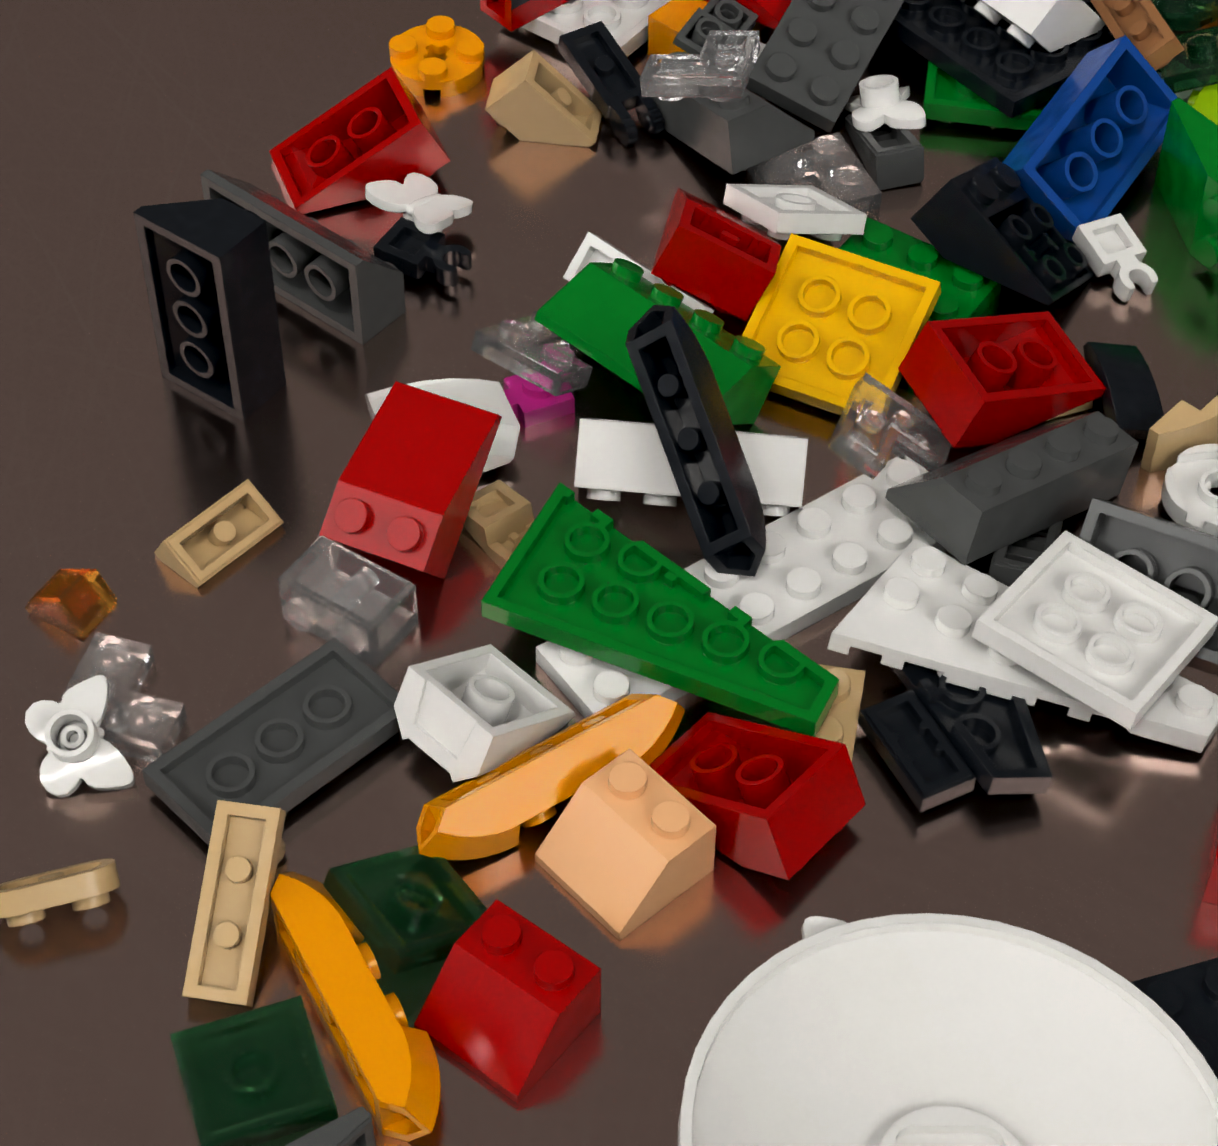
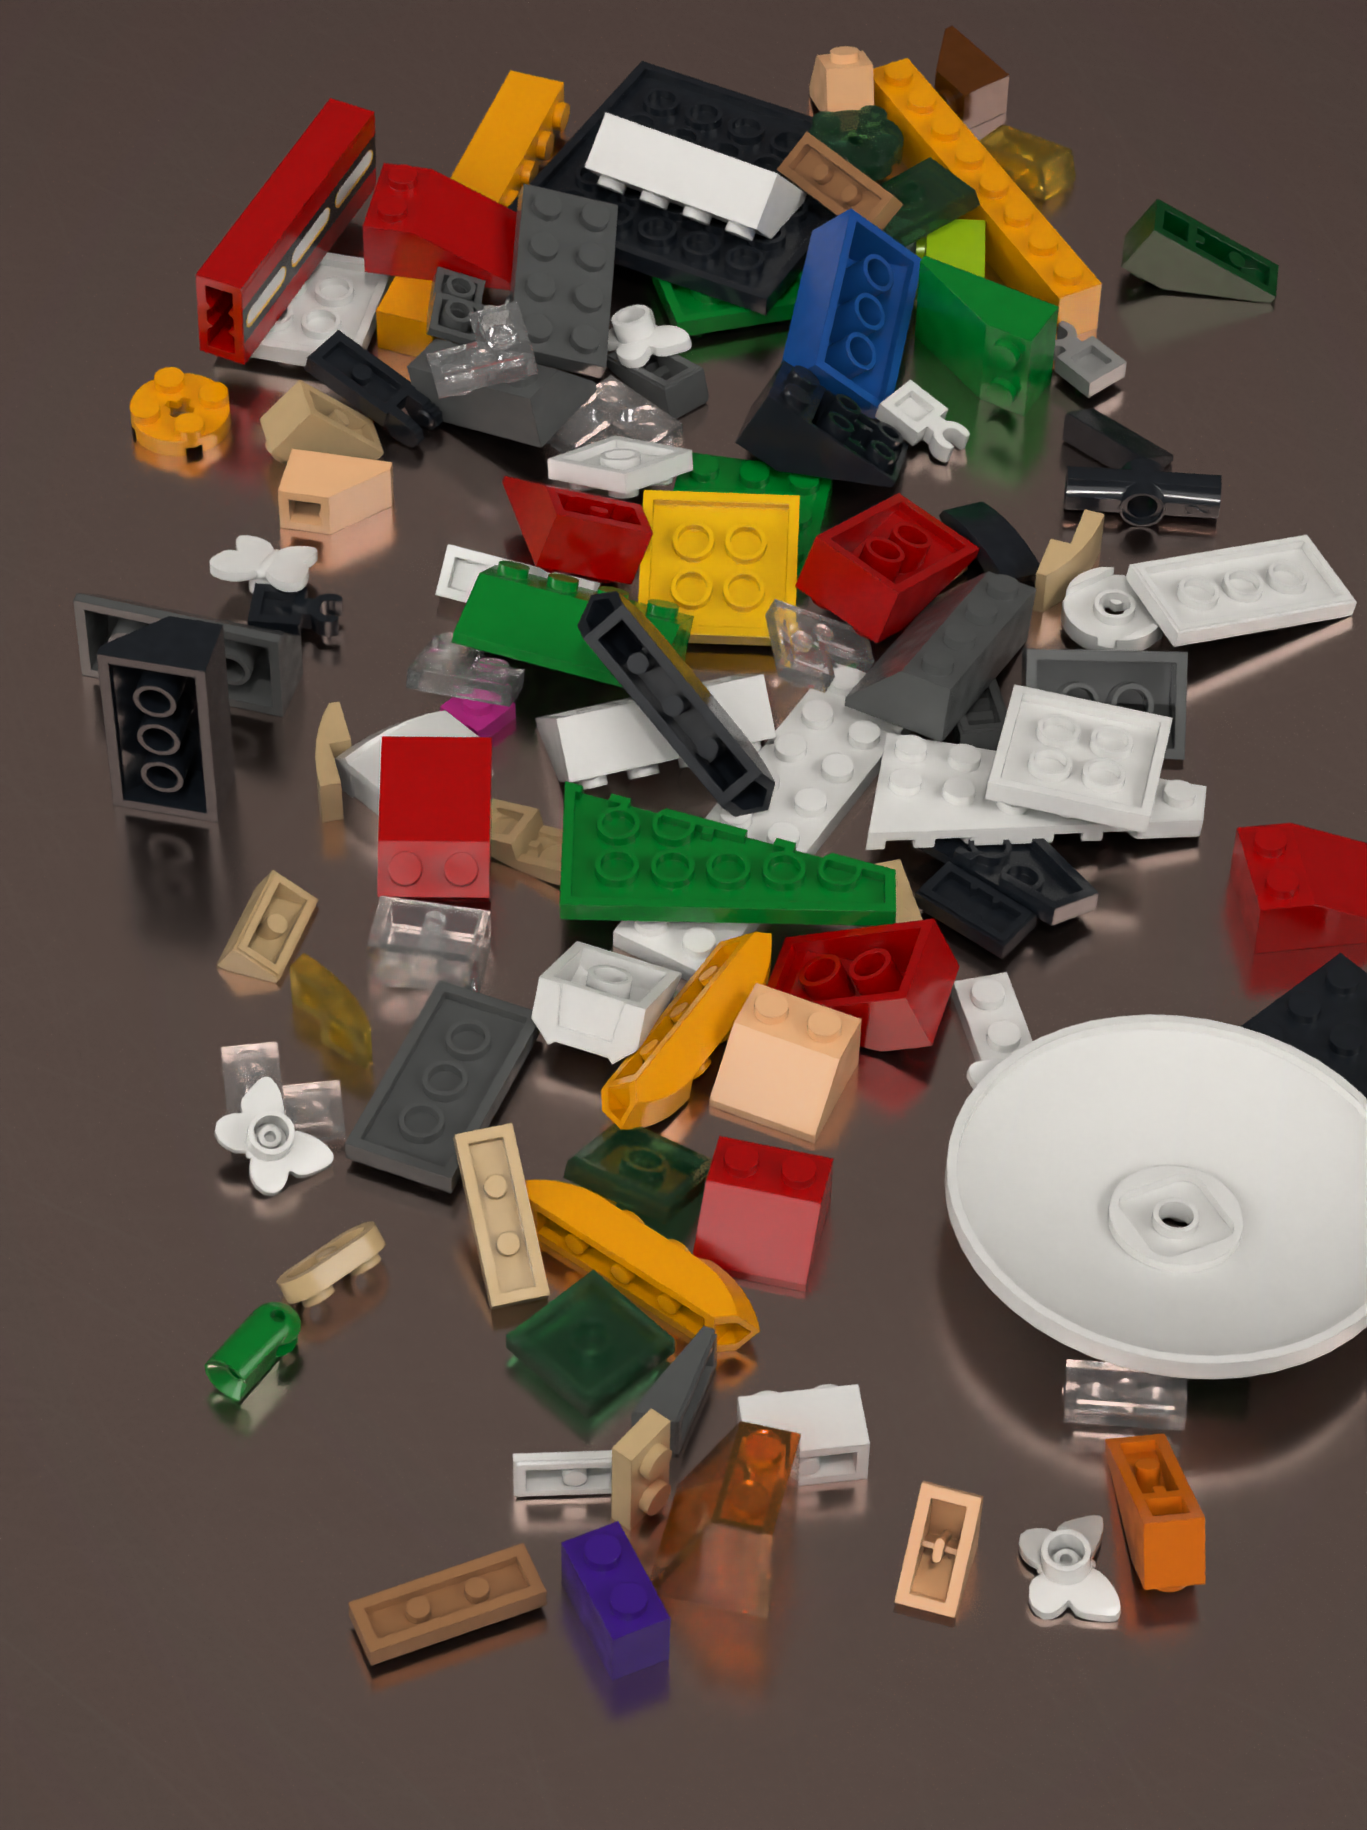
camera: 25 degrees left, 0 degrees up
(73, 601) = (174, 1029): clear orange slope -> none
(218, 633) = (340, 1015): none -> clear yellow slope
(351, 409) = (331, 741): none -> tan slope
(361, 140) = (169, 526): red slope -> none
(521, 159) = (332, 491): none -> light nougat slope
(874, 870) = (990, 1016): none -> white plate

